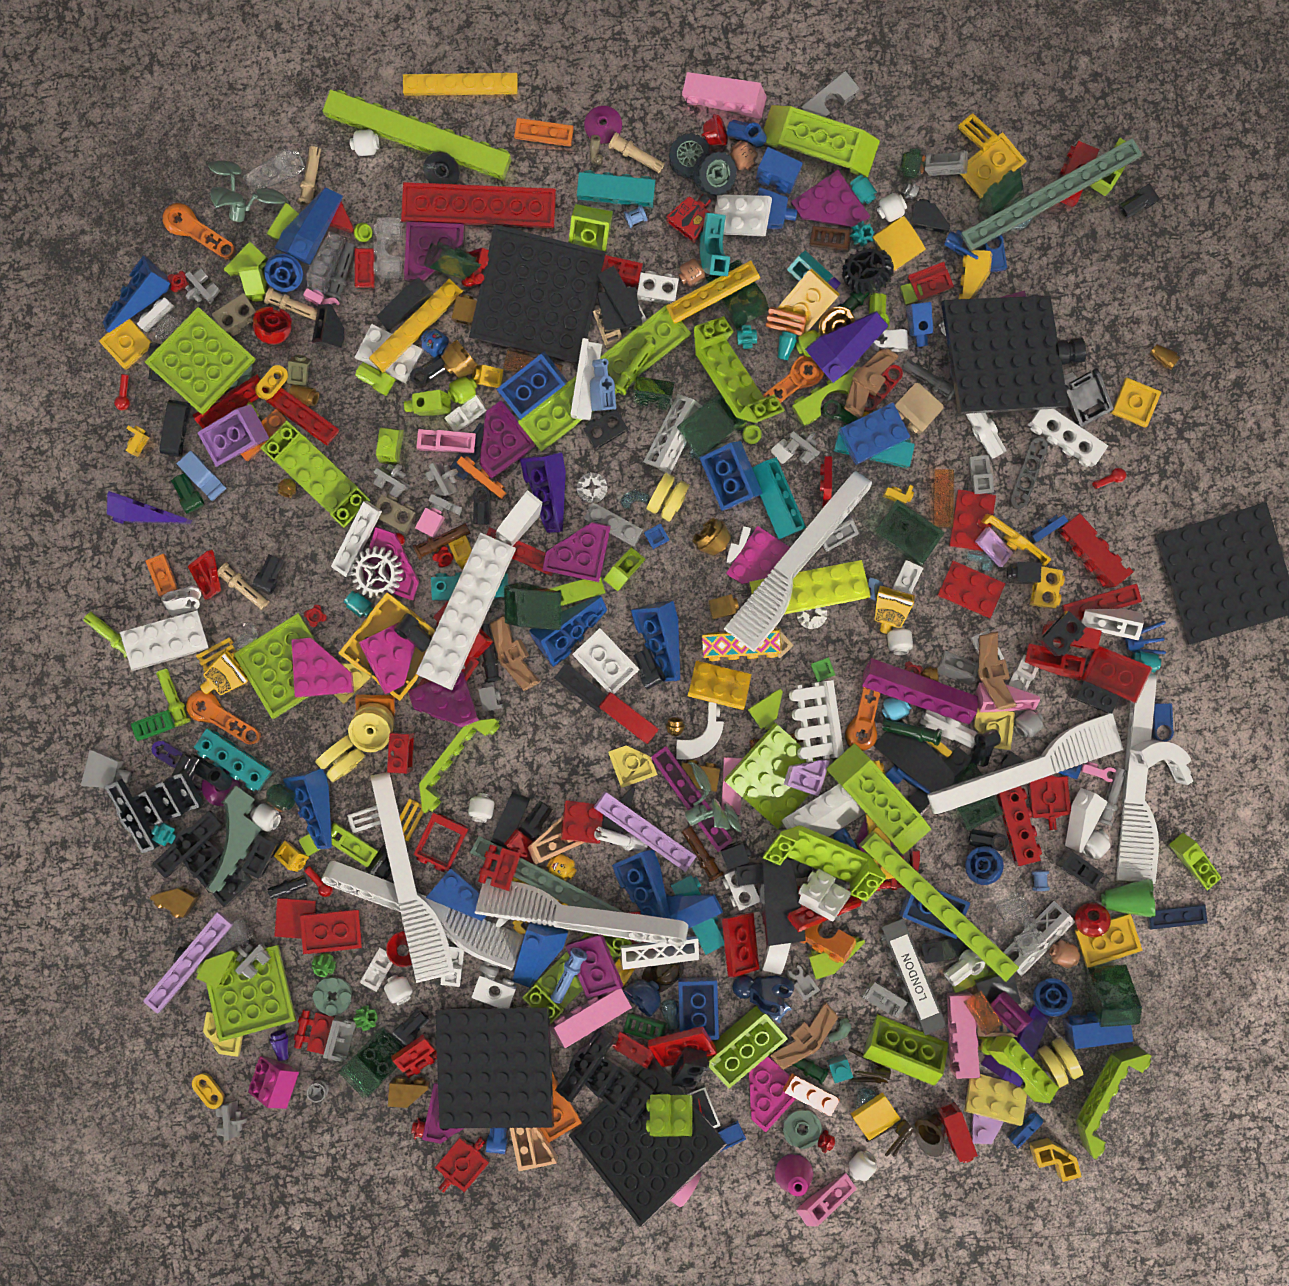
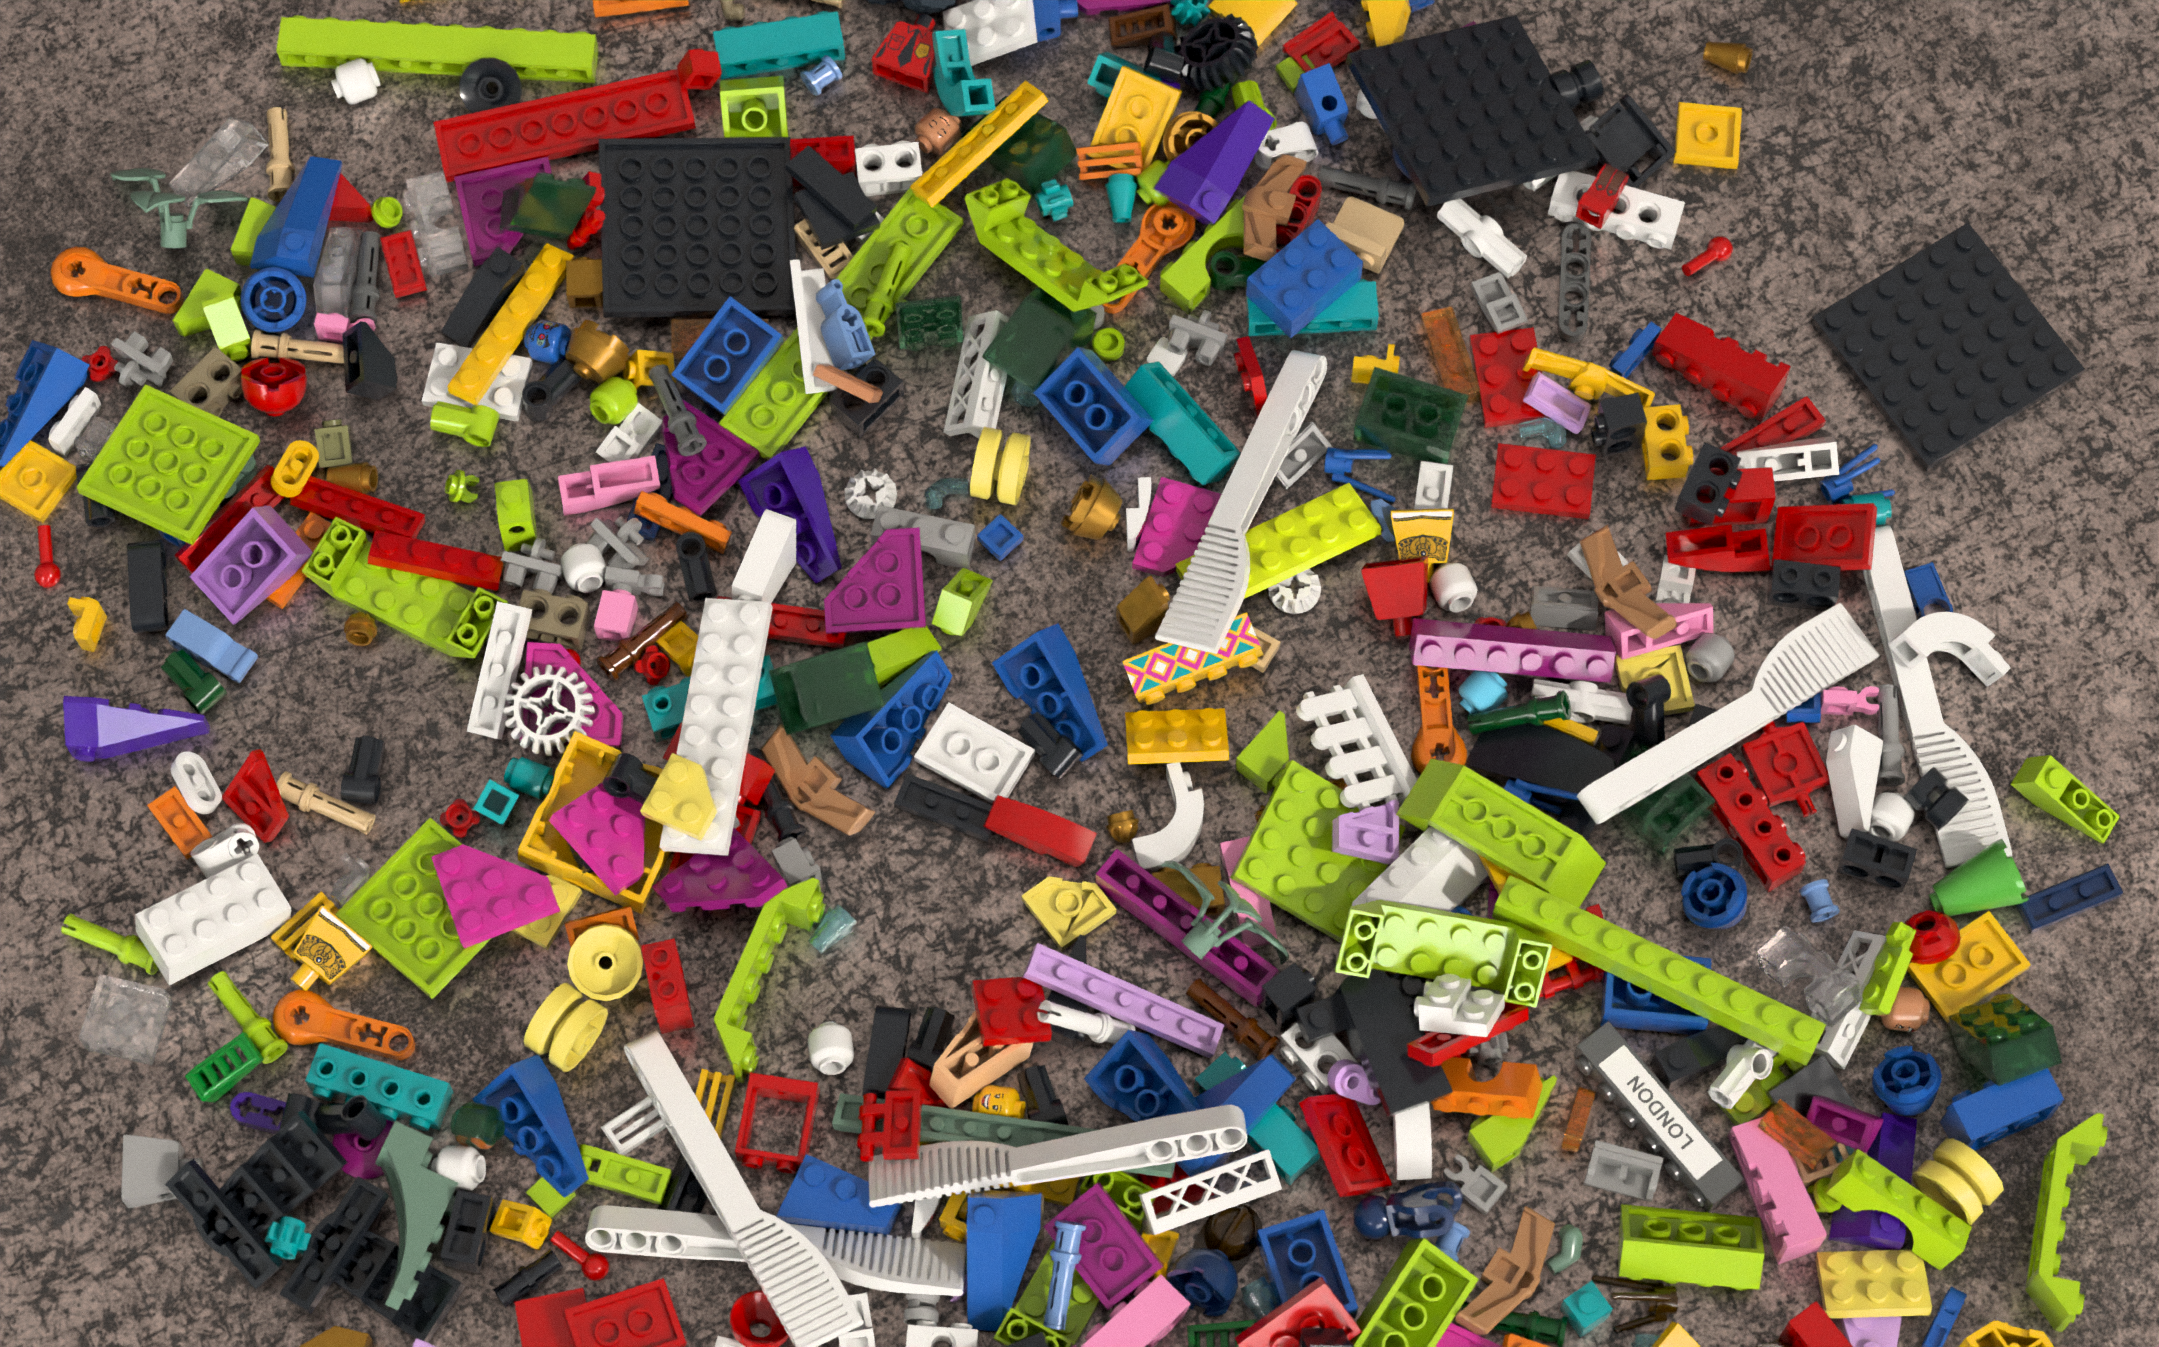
camera: 15 degrees left, 20 degrees down
(105, 683) = (125, 1019): none -> clear brick
(175, 555) = (196, 782): none -> white plate
(335, 615) = (496, 801): none -> teal brick
(337, 460) = (436, 560): none -> red plate
(360, 417) = (456, 487): none -> lime plate
(419, 488) = (583, 567): none -> white head
(429, 403) = (565, 432): lime torso -> none
(434, 652) = (681, 798): none -> light yellow plate
(495, 418) = (680, 421): none -> dark grey pin
(500, 739) = (833, 928): none -> clear light blue cone
(564, 193) = (699, 69): none -> red plate
(586, 875) = (1040, 1096): none -> black piece
(595, 423) = (848, 383): none -> nougat tile
(753, 911) = (1358, 1085): none -> lavender plate
(822, 669) = (1340, 666): bright green plate -> none
(835, 266) = (1162, 58): none -> black piece
(861, 545) = (1341, 461): none -> blue plant
(868, 635) = (1398, 590): none -> red torso
(869, 964) = (1578, 1119): none -> clear orange beam
(1062, 430) = (1602, 196): none -> red leg
(1064, 936) = (1889, 971): none -> lime hinge
(1129, 851) = (1945, 807): none -> black wheel

